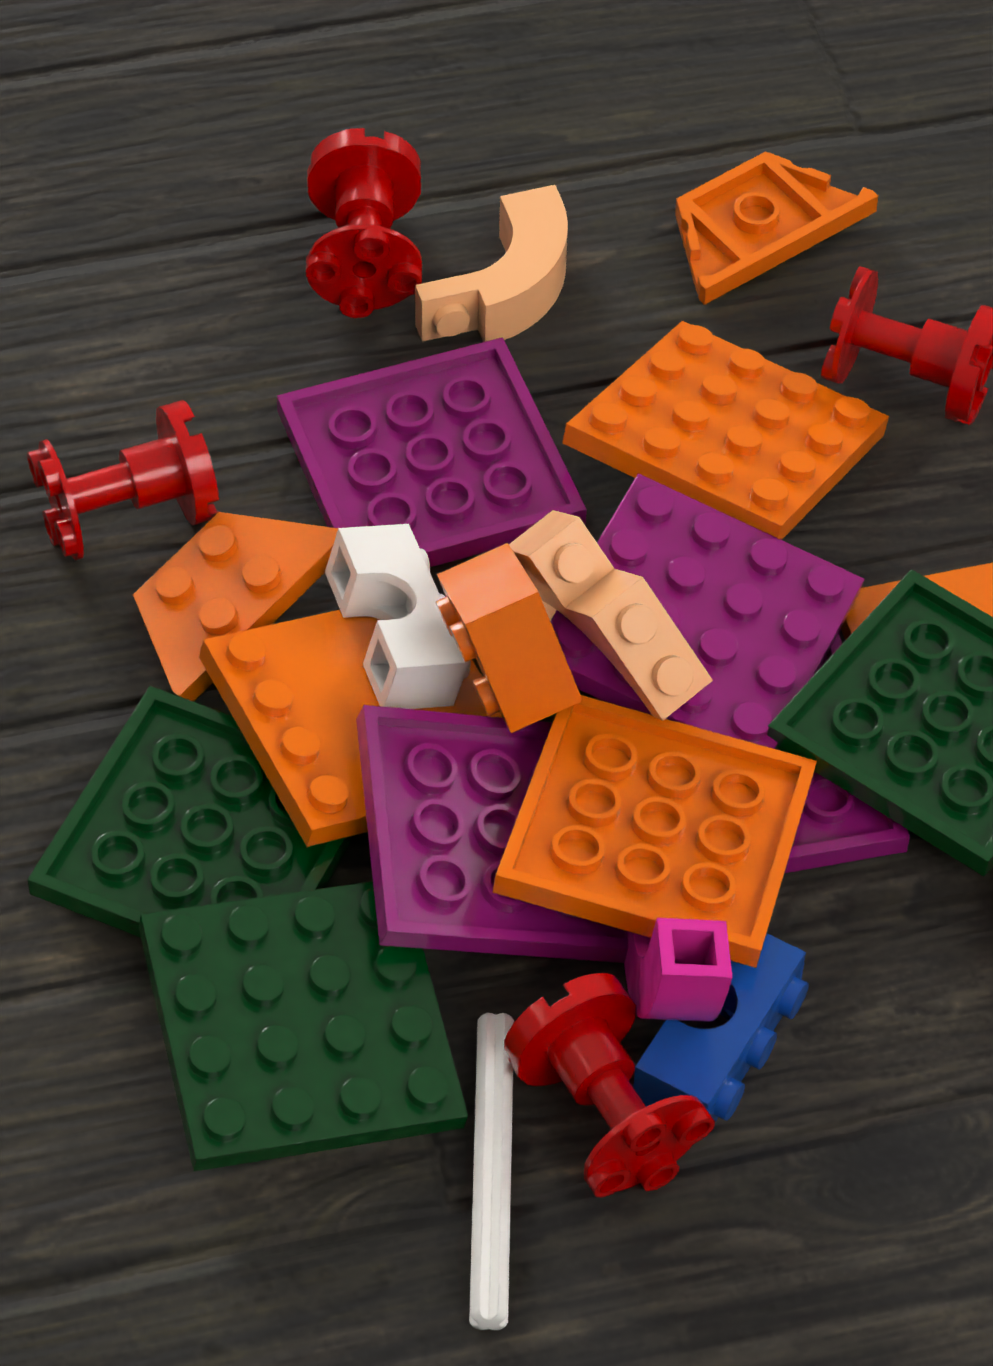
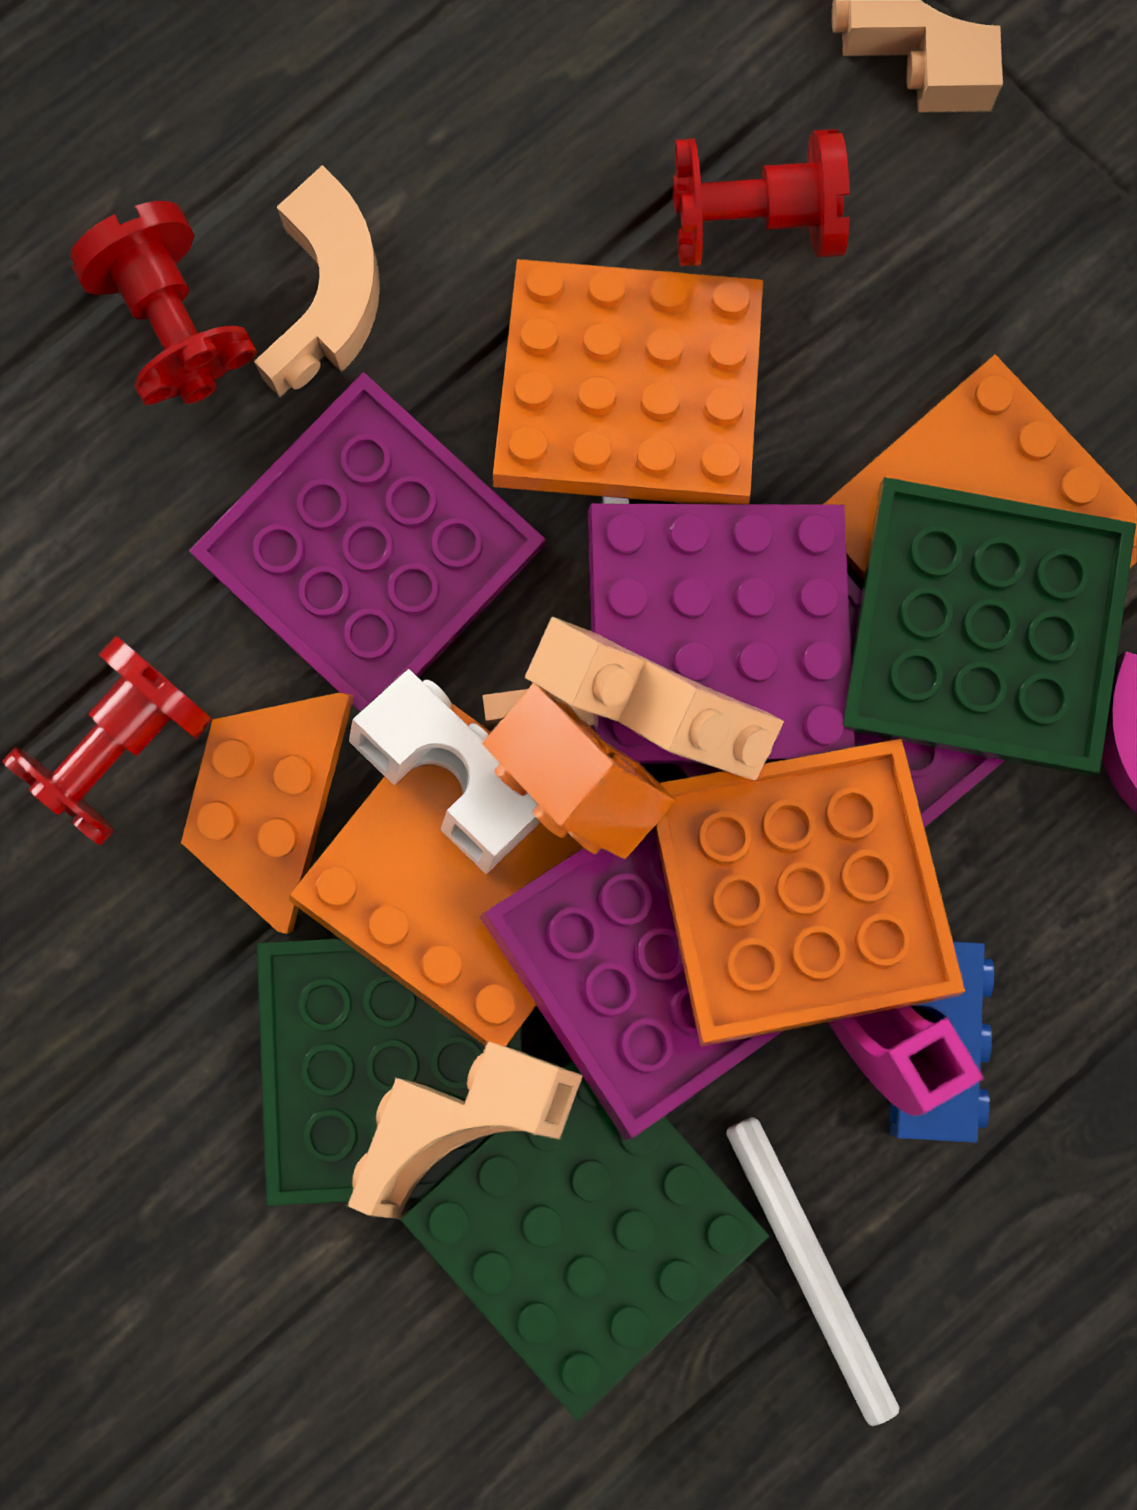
camera: 25 degrees left, 30 degrees up
(210, 855) = (425, 1125): none -> light nougat arch
(581, 1046) = (865, 1157): red piece -> none
(760, 219) = (527, 95): orange wing -> none

